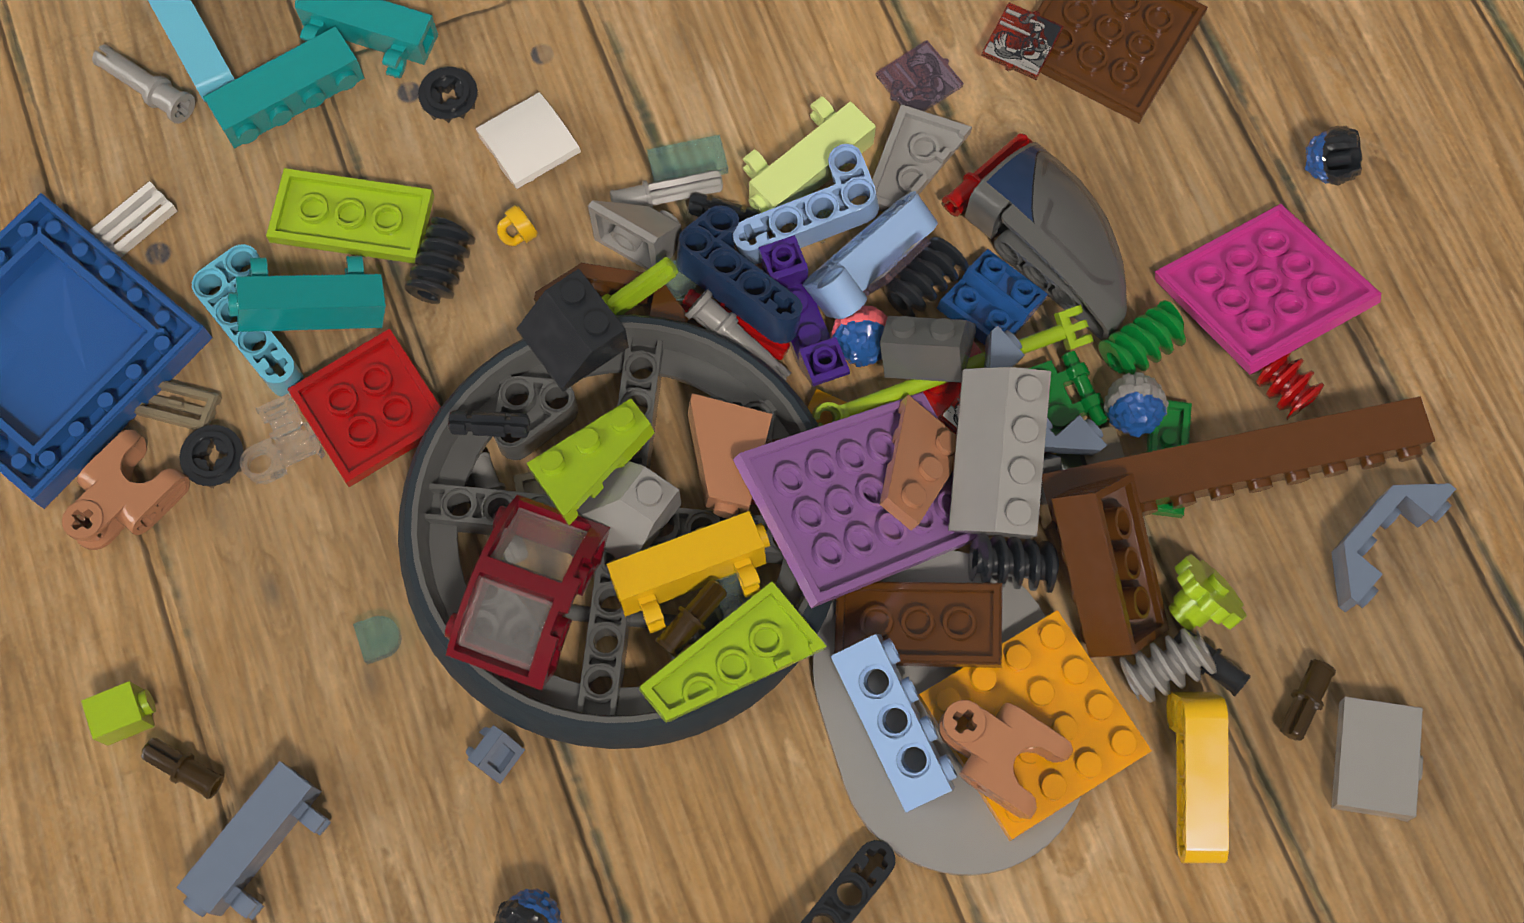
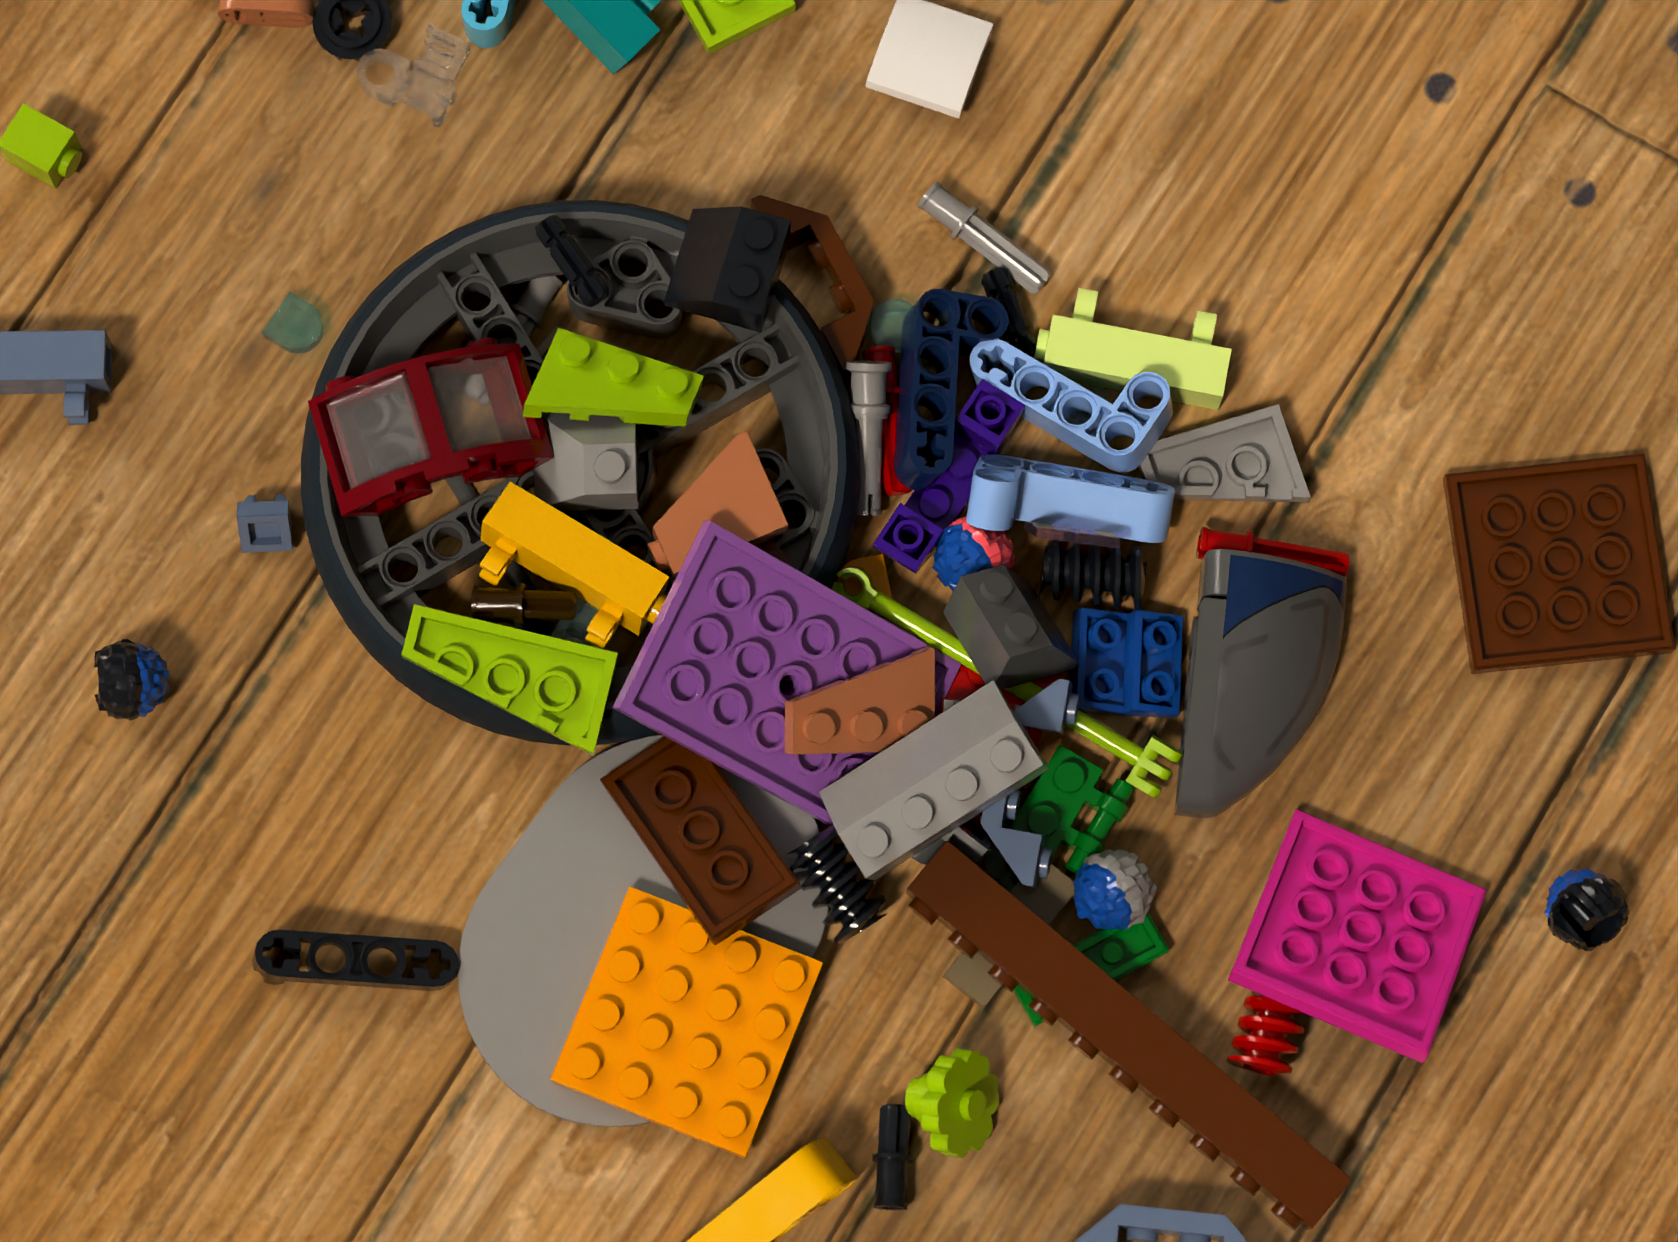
camera: 50 degrees right, 5 degrees up
(182, 767) = (35, 246): dark brown axle -> none
(367, 407) = (517, 127): red plate -> none
(438, 261) = (723, 75): black piece -> none
(520, 222) = (828, 122): yellow tile -> none
(635, 231) = (911, 246): light grey slope -> none
(641, 287) = (835, 293): lime axle -> none
(687, 158) = (1041, 233): clear light blue tile -> none
(911, 786) = (572, 849): light blue brick -> none
(919, 78) = (1334, 402): piece -> none
(993, 747) = (622, 993): nougat piece -> none
(1022, 41) = (1463, 477): piece -> none
(1110, 566) = (906, 981): reddish brown slope -> none
(1144, 339) = (1198, 851): green piece -> none
(1168, 665) = (846, 1115): light grey piece -> none

